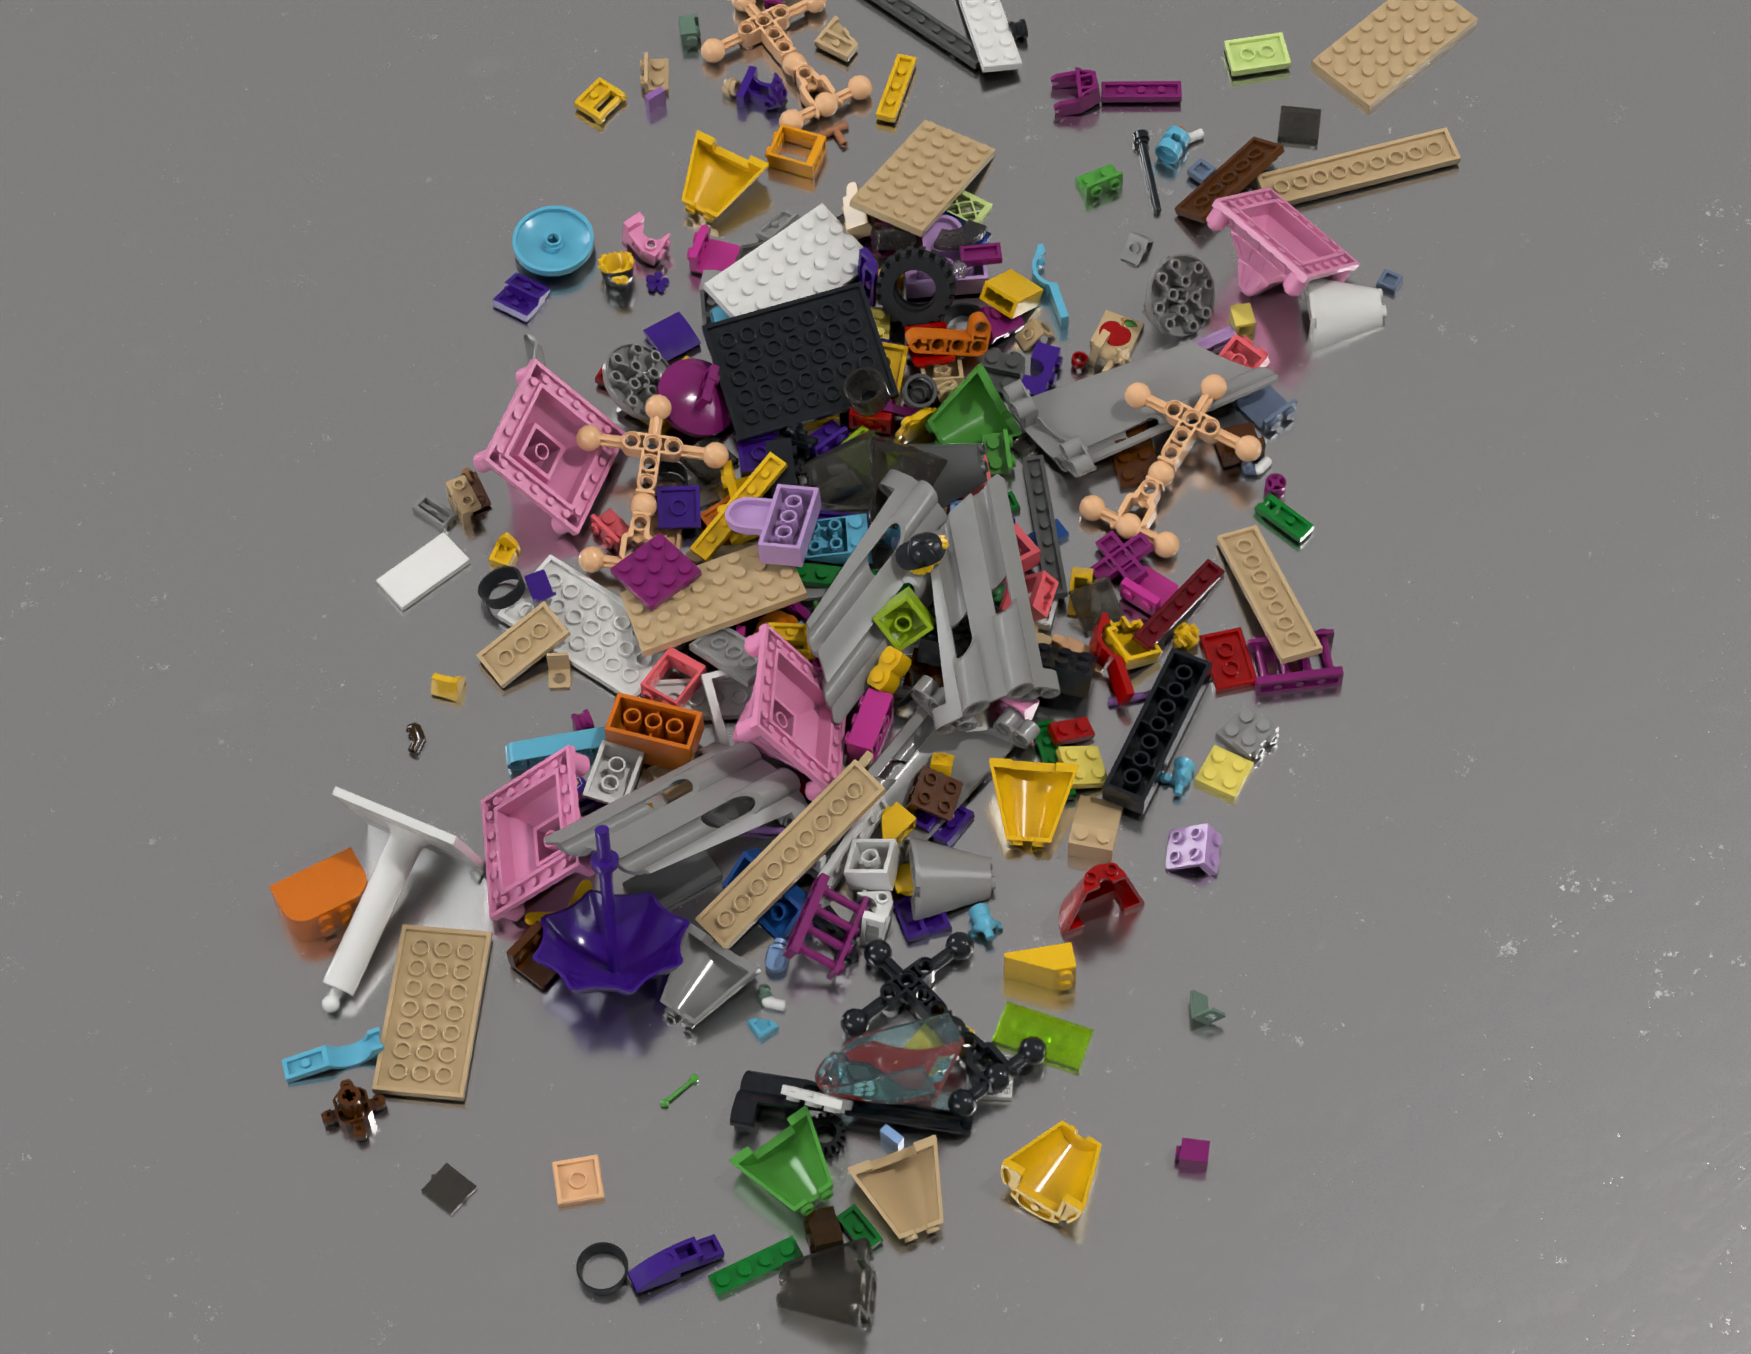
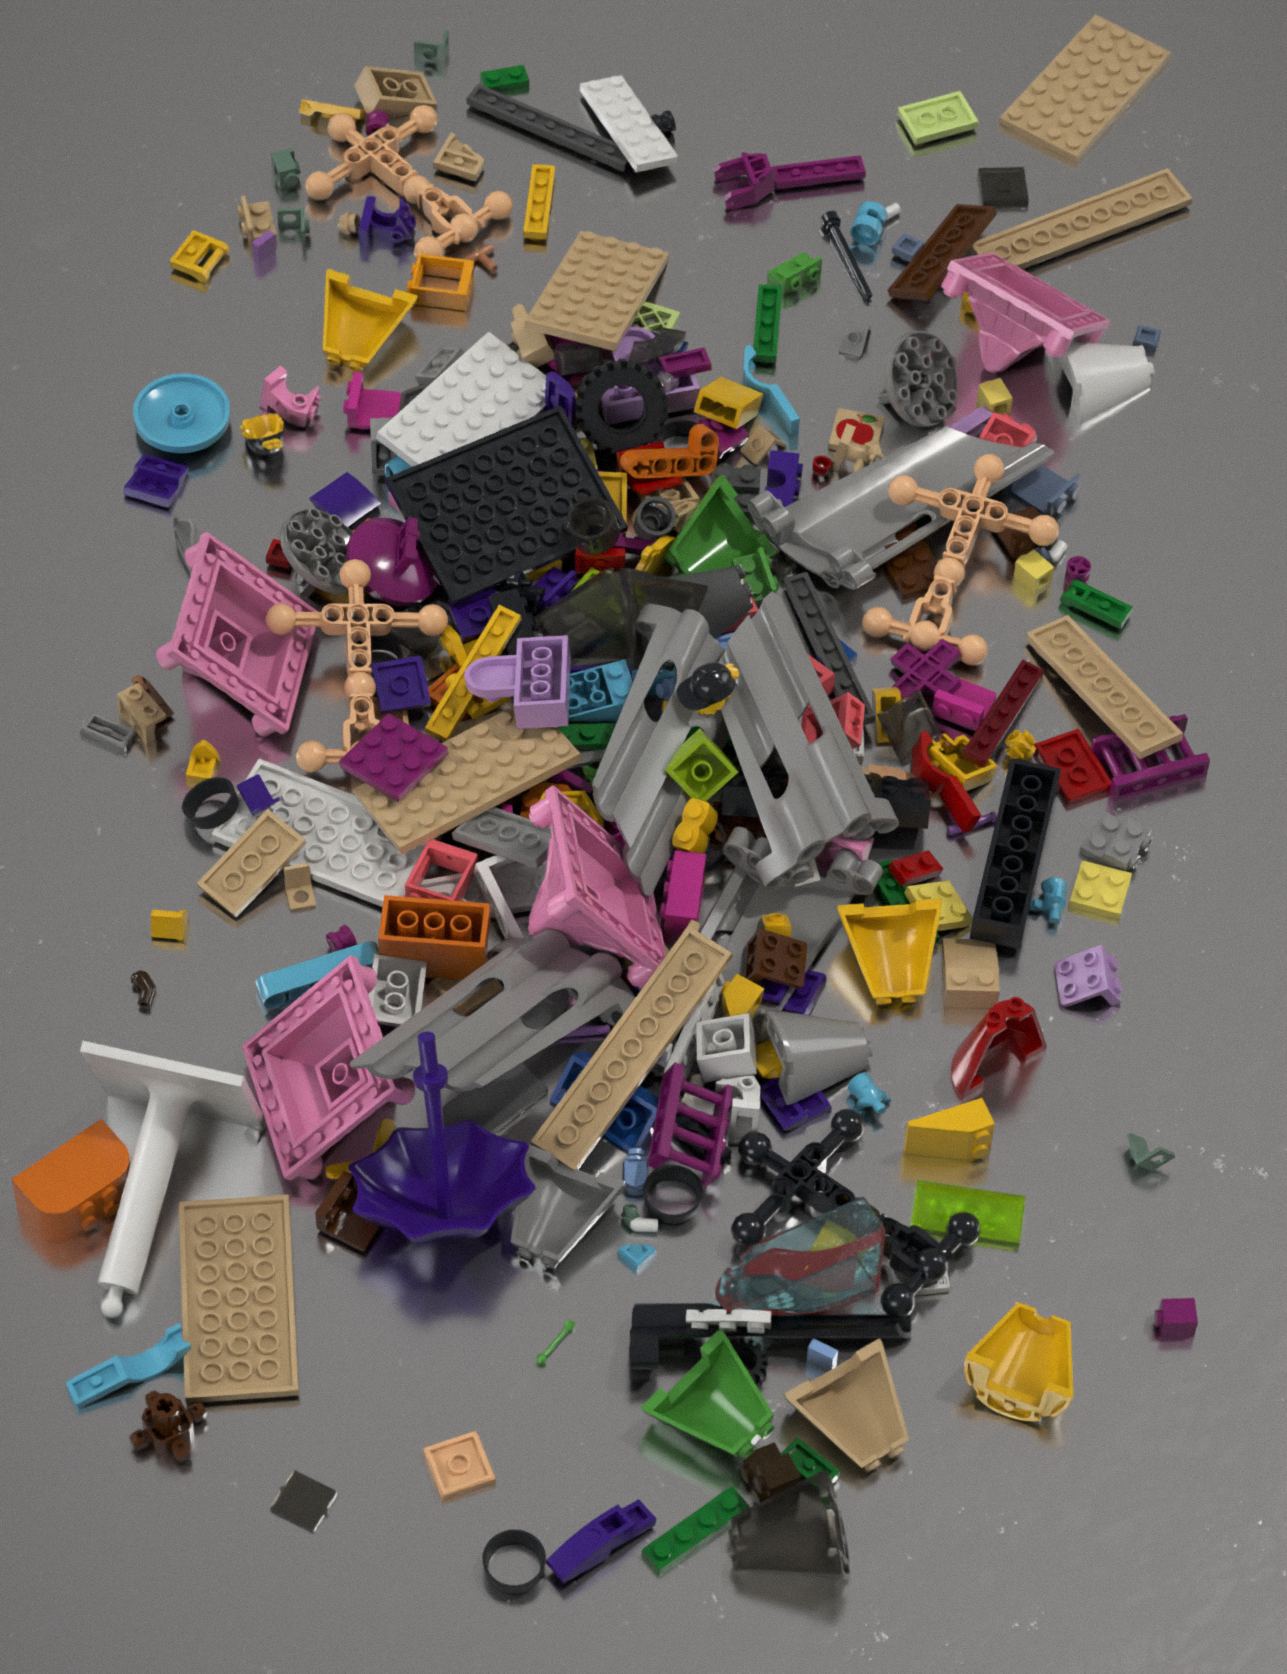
camera: 15 degrees left, 5 degrees down
(423, 571) = (109, 800): white tile -> none
(610, 528) = (322, 721): coral bracket -> none
(657, 282) = (313, 444): dark purple plant -> none
(693, 83) = (298, 221): none -> sand green bracket
(802, 962) = (673, 1172): none -> black tyre
(1064, 224) = (767, 323): none -> green plate
(1236, 481) = (1033, 571): none -> light yellow brick

